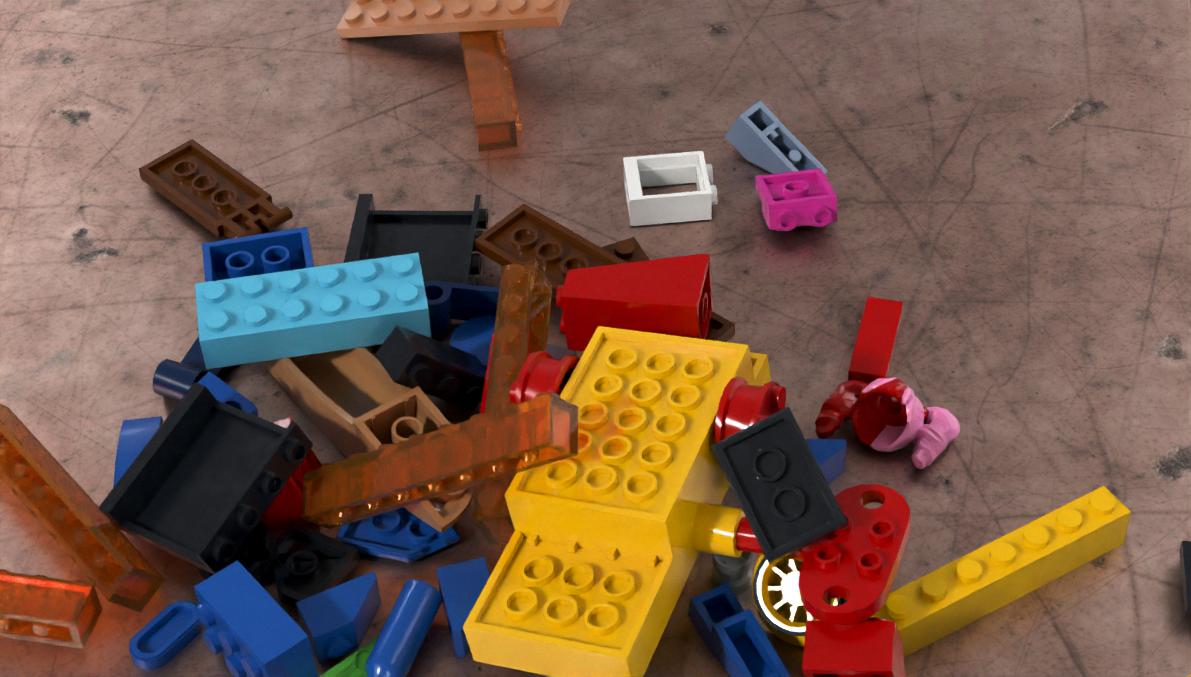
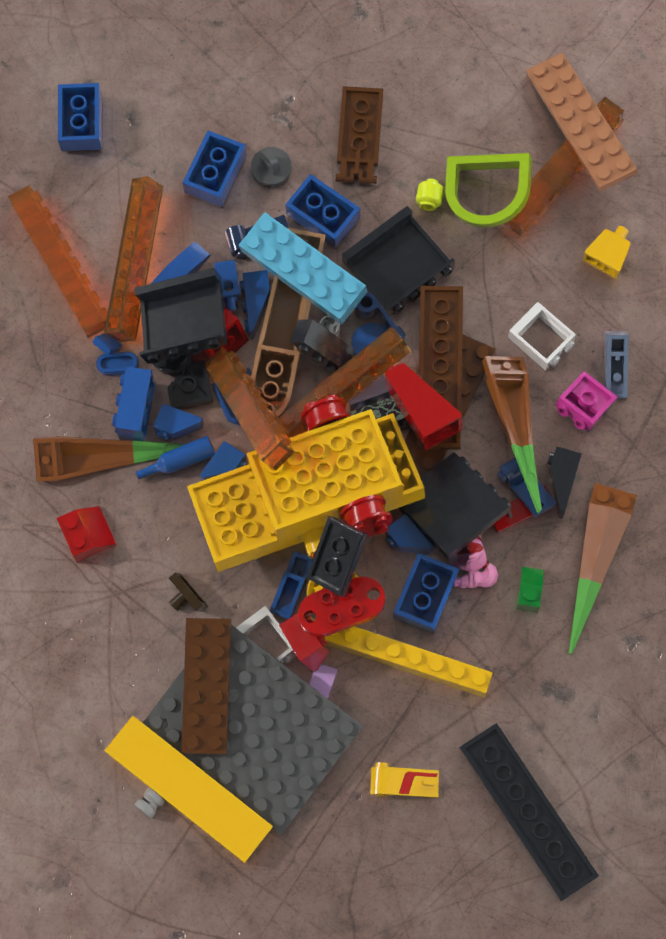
camera: 50 degrees right, 30 degrees up
(63, 338) = (214, 168): none -> blue brick
(123, 621) = (106, 344): none -> blue tile
(136, 293) = (271, 167): none -> dark grey tile
(279, 400) = (257, 295): none -> blue slope
(370, 176) = (429, 195): none -> neon yellow head
(438, 71) = (487, 162): none -> lime window
(633, 83) = (608, 251): none -> yellow torso
(740, 259) = (510, 392): none -> dark orange plate
(825, 314) = (511, 474): none -> dark blue door
(832, 375) = (455, 506): none -> black panel
(873, 271) = (562, 475): none -> black slope
(937, 500) = (425, 593): none -> blue brick
(987, 280) = (605, 525): none -> dark orange plate
(1007, 393) = (530, 589): none -> green slope

